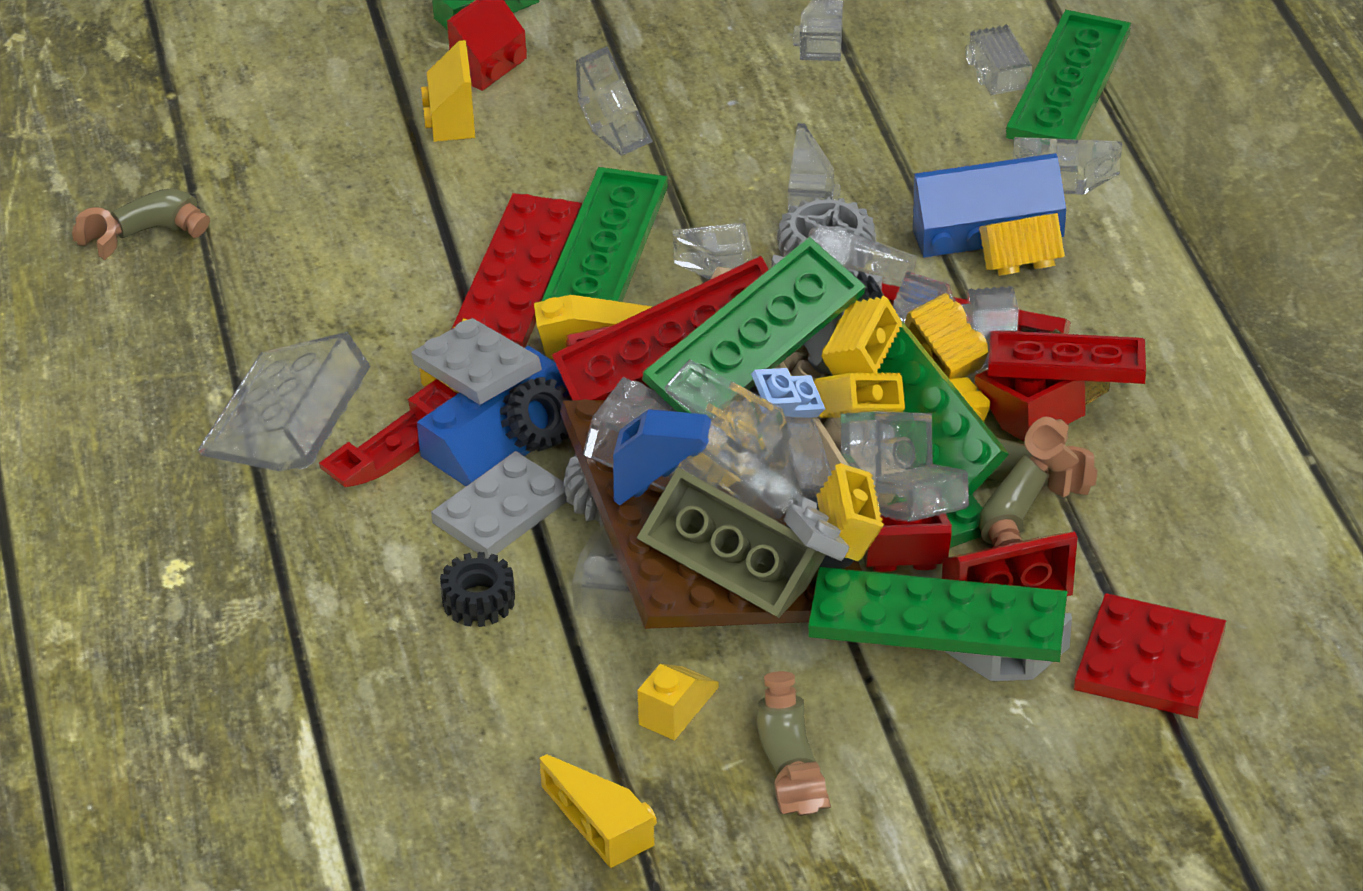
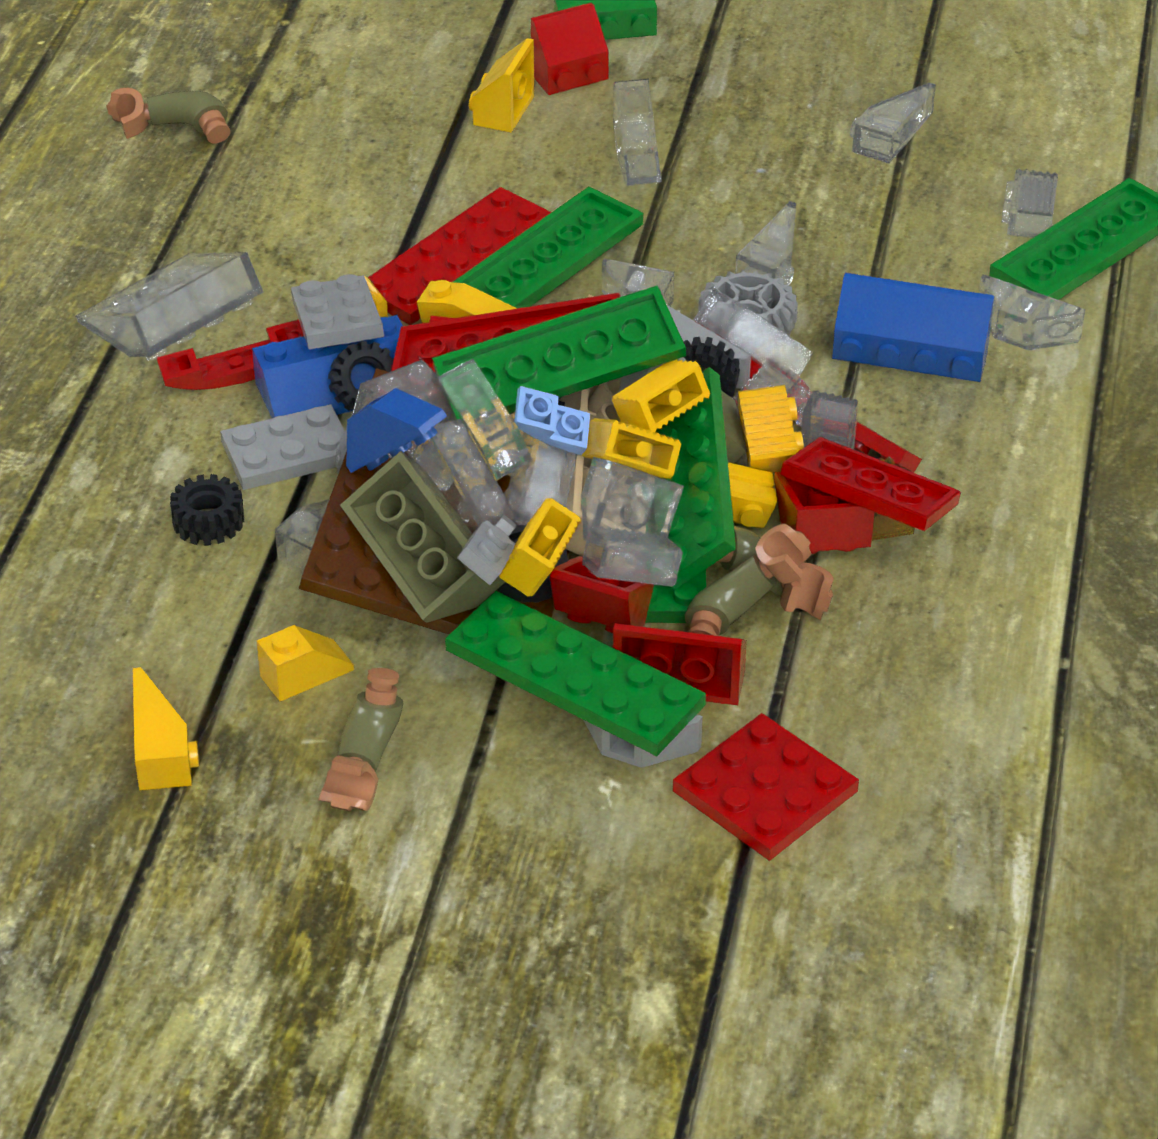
camera: 25 degrees right, 0 degrees up
(1022, 242) = (921, 371): yellow brick -> none

